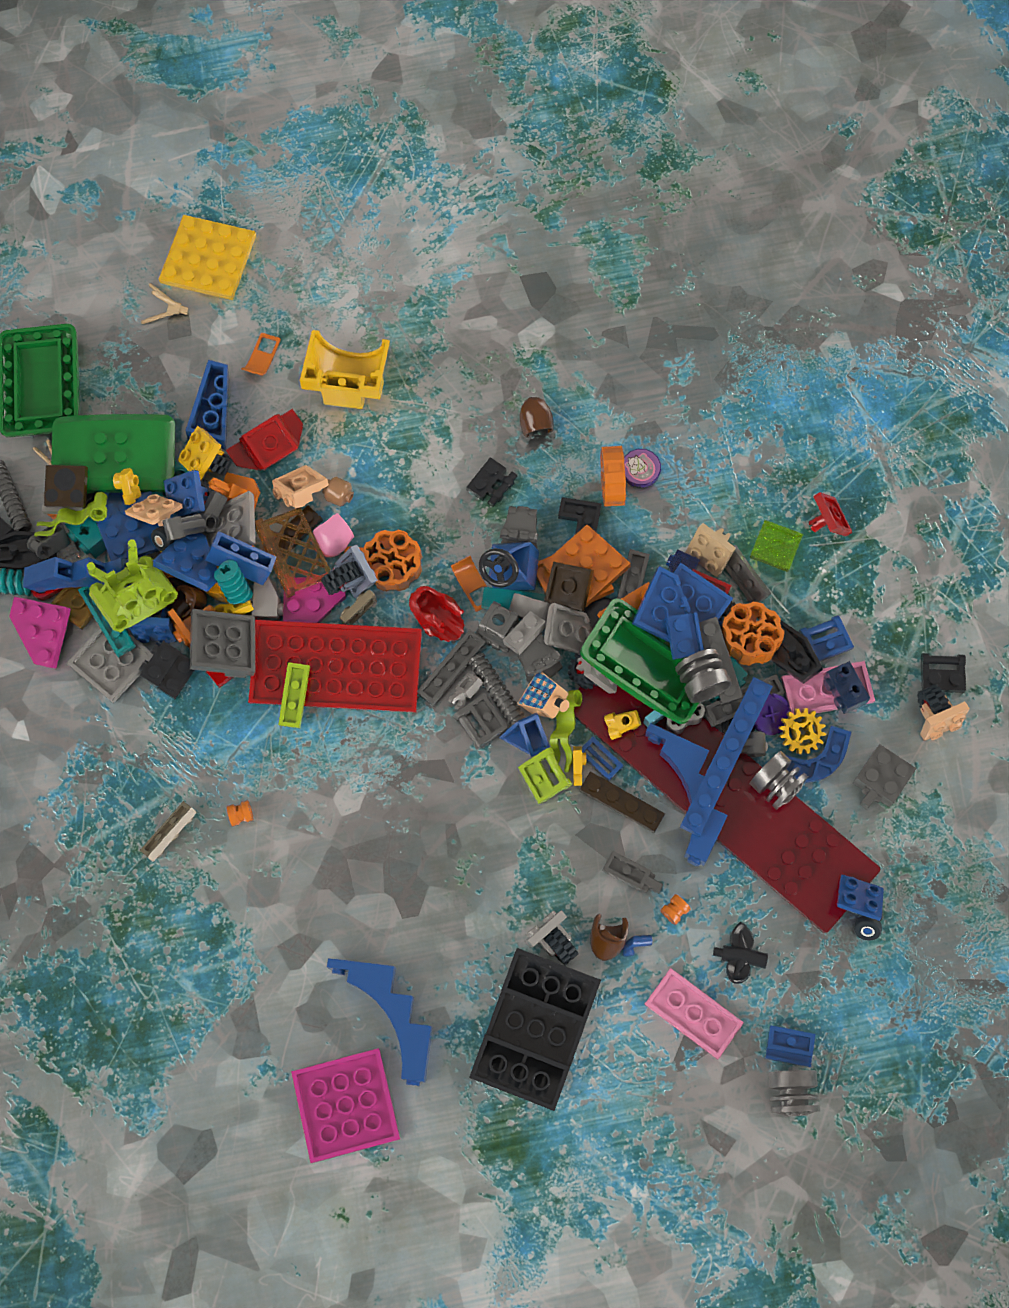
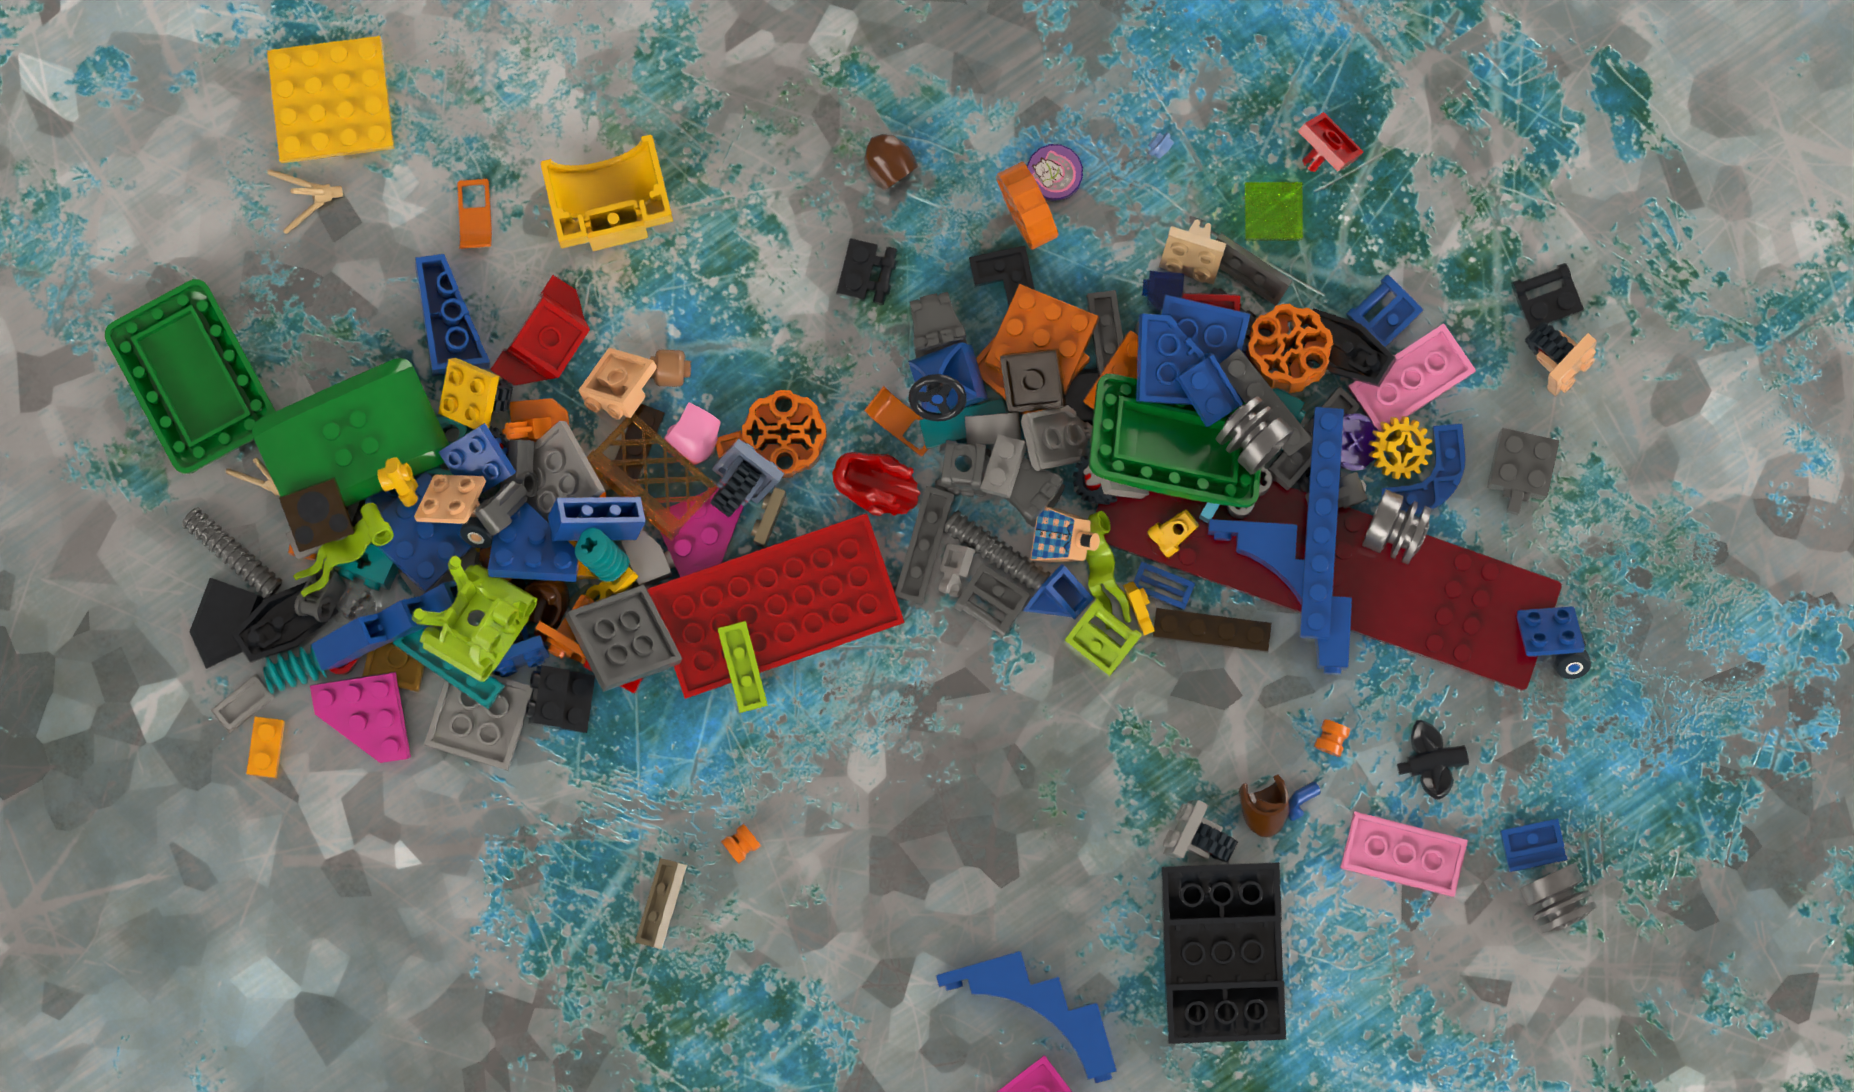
camera: 25 degrees left, 10 degrees up
(631, 873) = (1260, 715): dark grey hinge -> none
(717, 476) = (1160, 145): none -> medium blue plate
(846, 688) = (1434, 371): dark blue brick -> none

